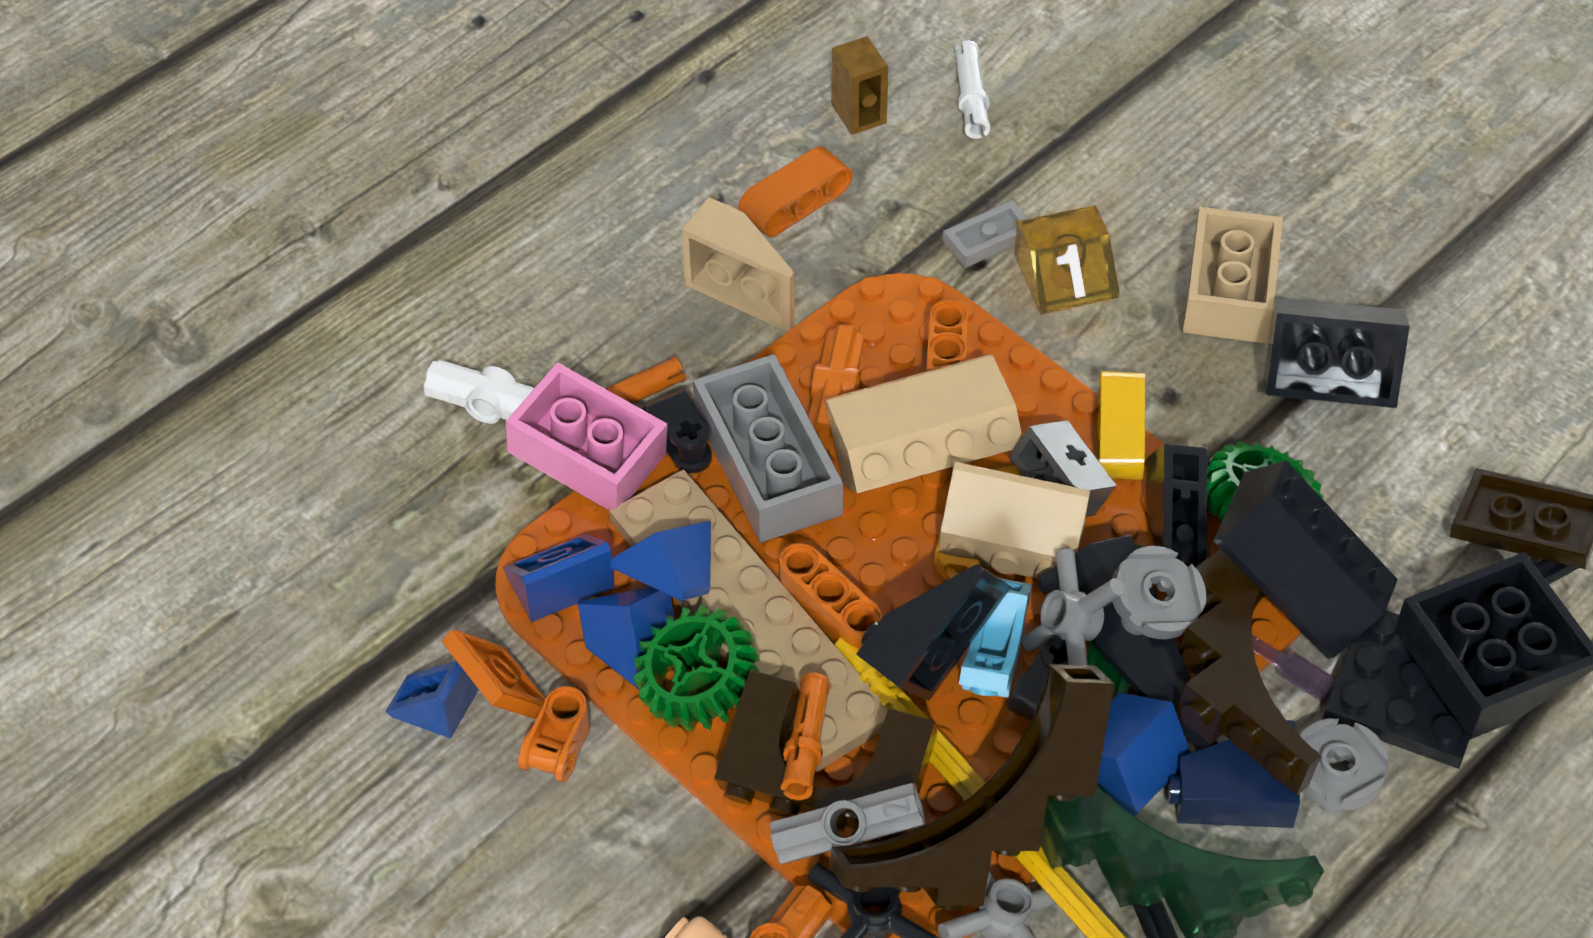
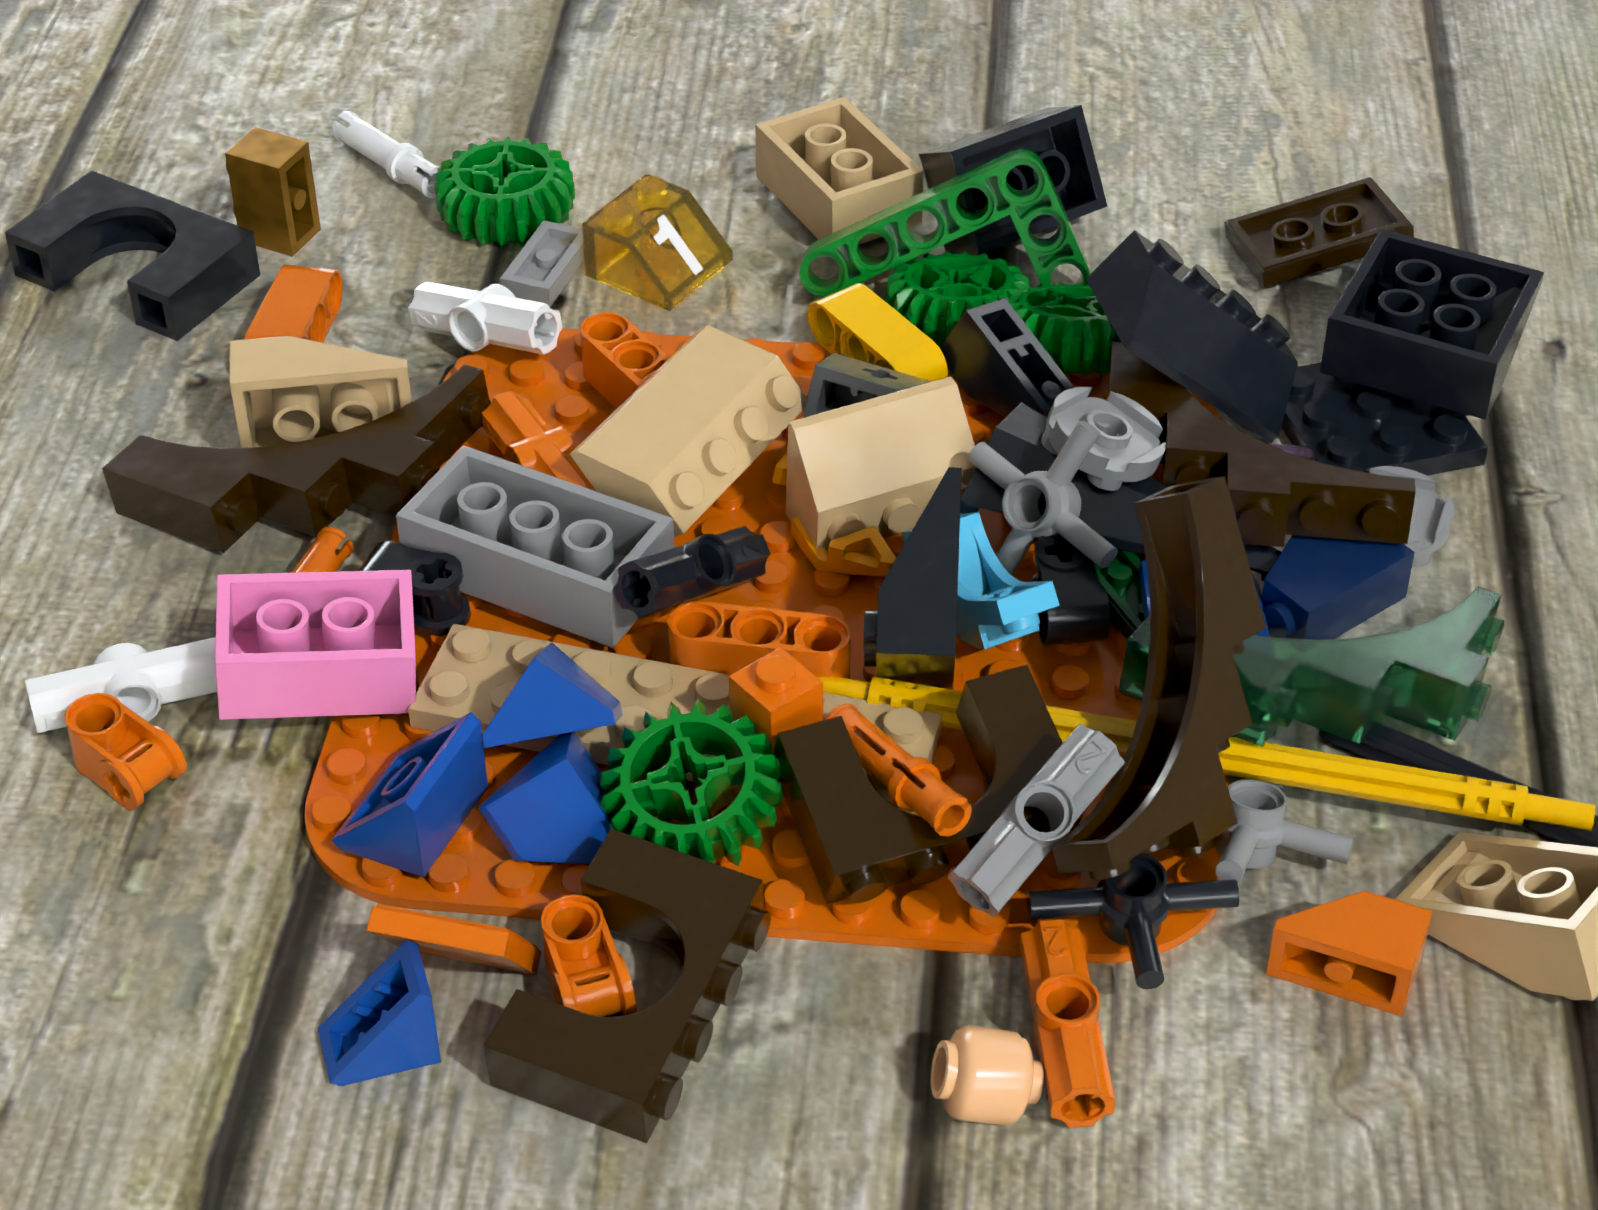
camera: 40 degrees left, 10 degrees down
(450, 440) = (120, 748): none -> orange piece
(528, 813) = (631, 1066): none -> dark brown arch
(698, 319) = (303, 485): none -> dark brown arch
(755, 45) = (99, 216): none -> black arch
(781, 645) = (776, 694): none -> orange brick
(809, 524) = (691, 571): none -> black piece
(902, 258) = (486, 317): none -> white piece
(1012, 161) = (504, 190): none -> green gear
(1209, 415) = (942, 287): none -> green gear
(1248, 362) = (953, 224): none -> green beam

